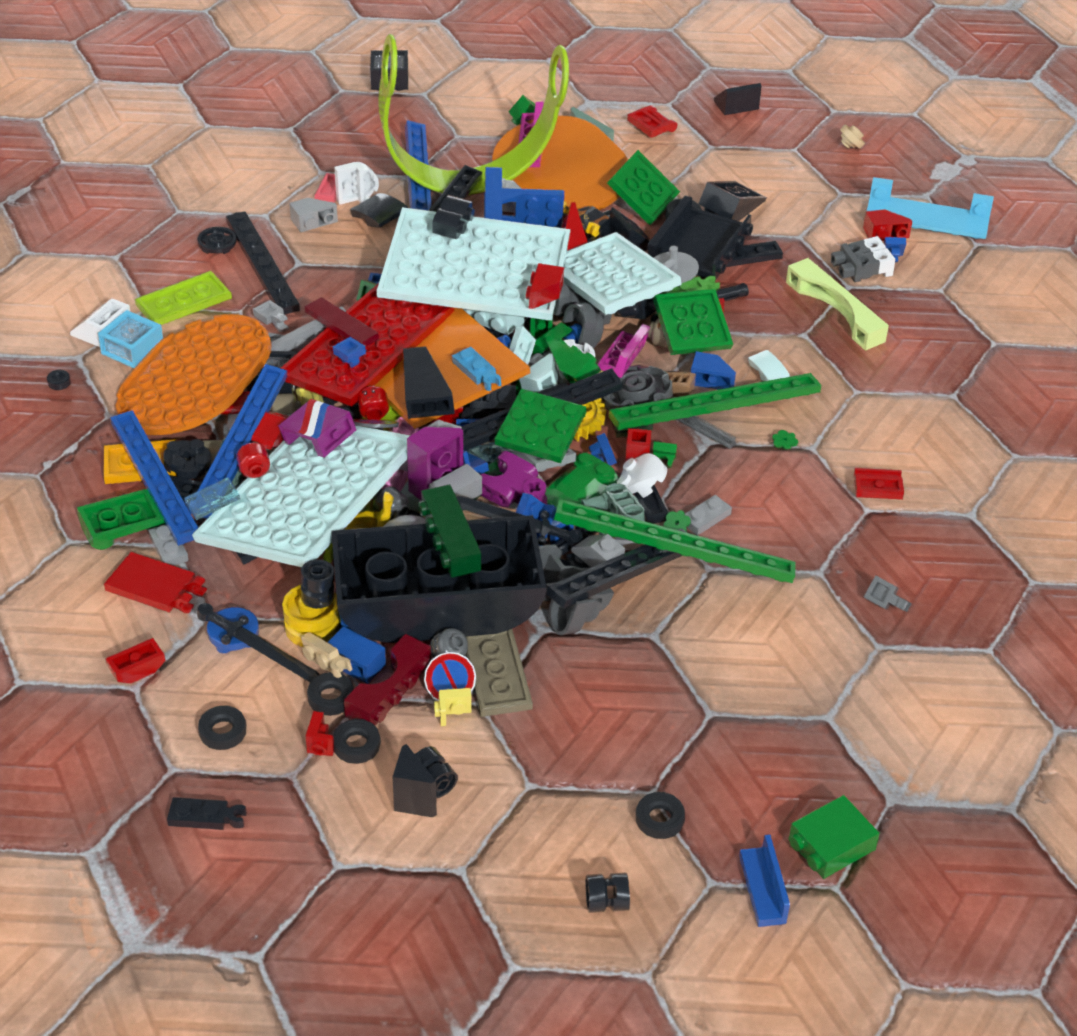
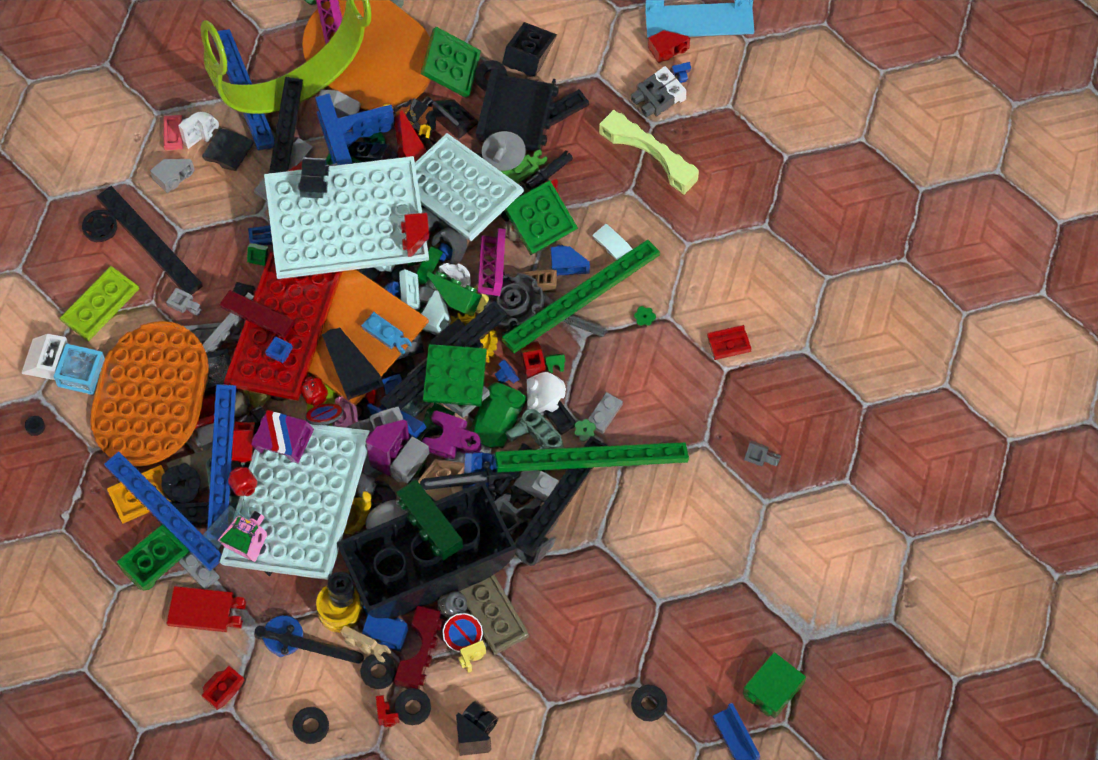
camera: 15 degrees left, 20 degrees up
(230, 509) = (245, 536): none -> torso

